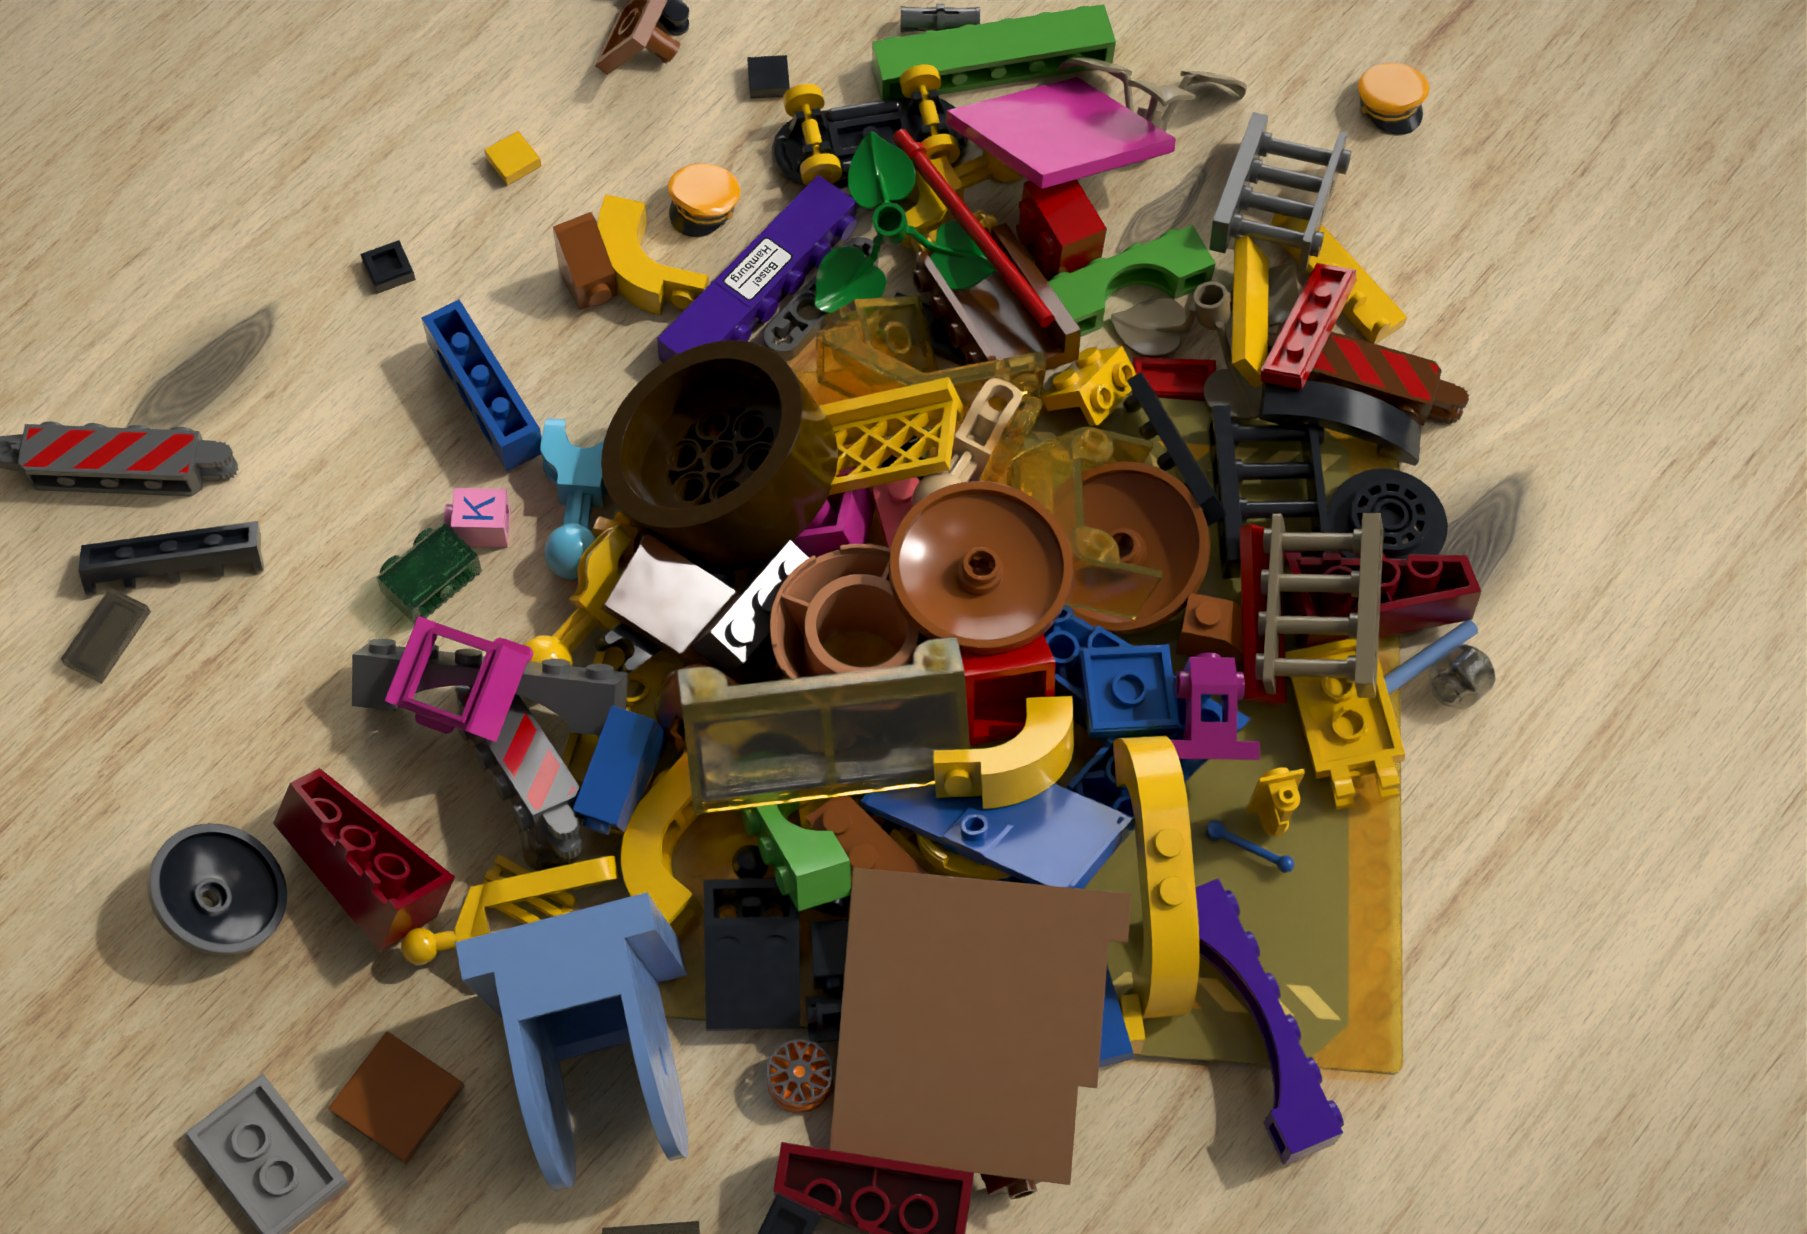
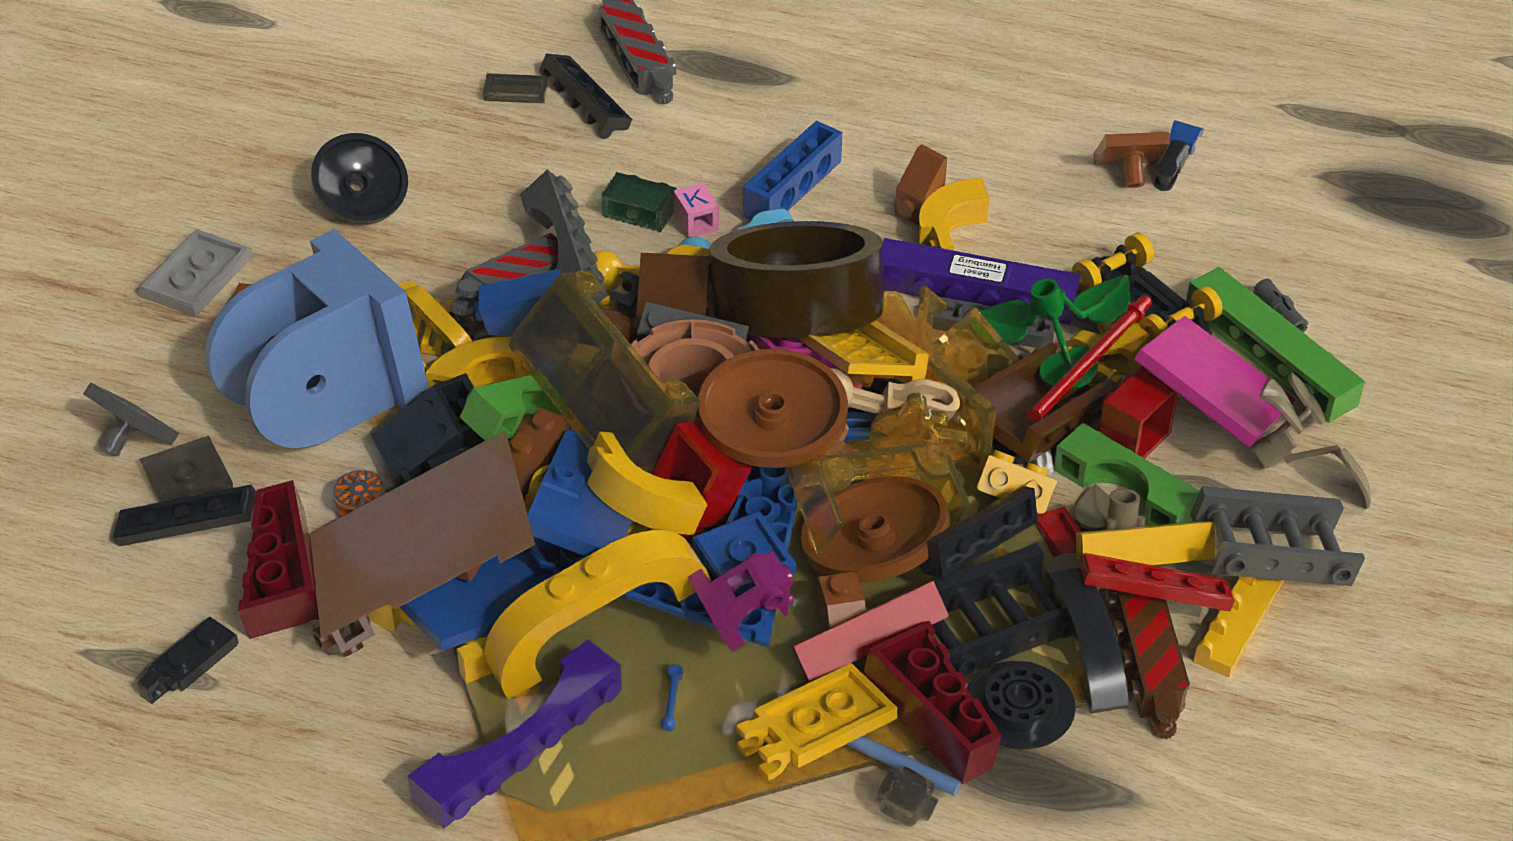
camera: 70 degrees right, 20 degrees down
(362, 859) = (411, 233): dark red wedge -> none
(388, 266) = (860, 114): black tile -> none
(490, 693) = (555, 219): dark pink piece -> none
(512, 157) = (987, 140): yellow tile -> none
(701, 198) = (1024, 234): light orange piece -> none
(768, 76) = (1160, 236): black tile -> none
(1276, 799) = (708, 682): yellow hinge -> none
(1360, 626) = (895, 666): dark tan fence -> none
(1393, 97) = (1442, 599): light orange piece -> none

